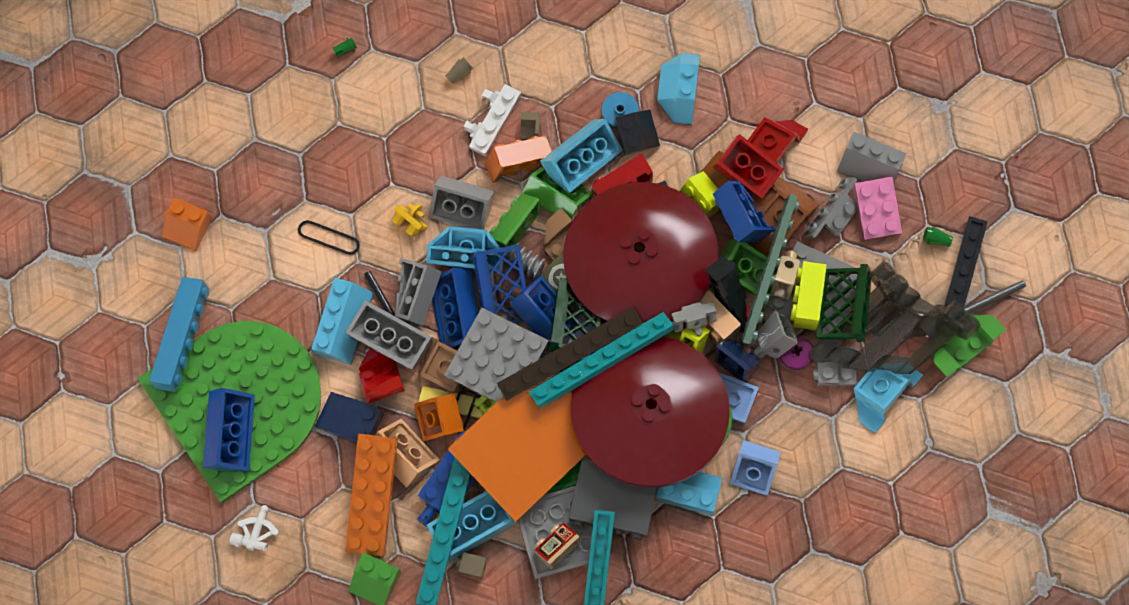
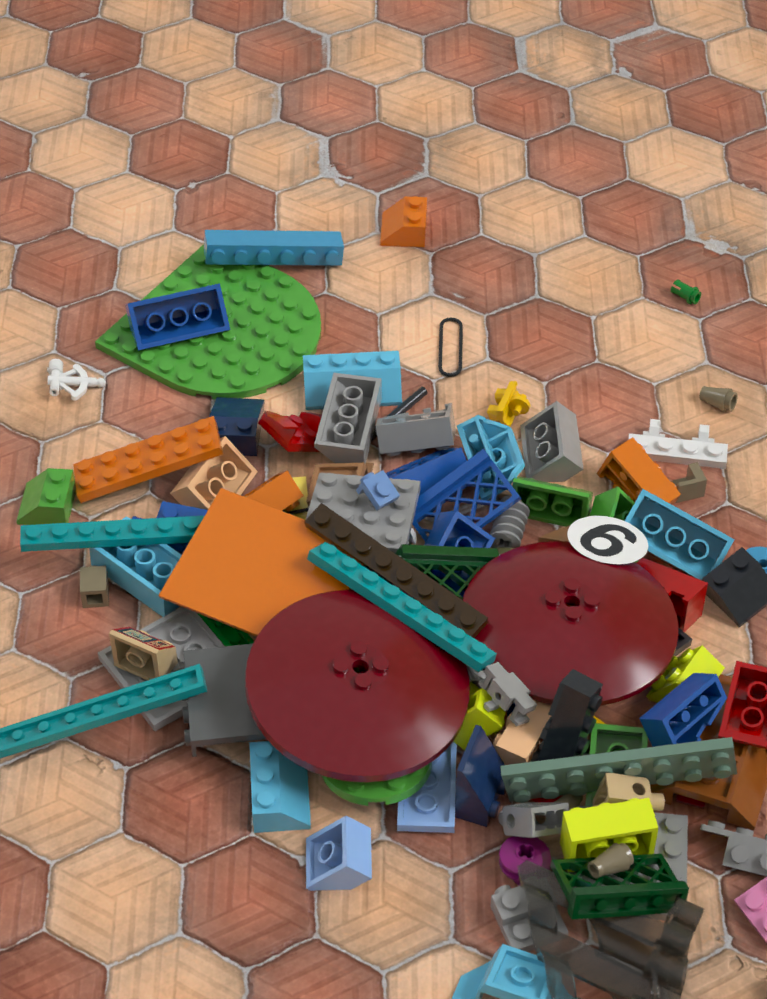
camera: 65 degrees right, 25 degrees down
(489, 339) = (378, 489): none -> medium blue bracket
(582, 202) = (607, 540): none -> white sticker
(832, 300) = (613, 860): none -> dark tan cone

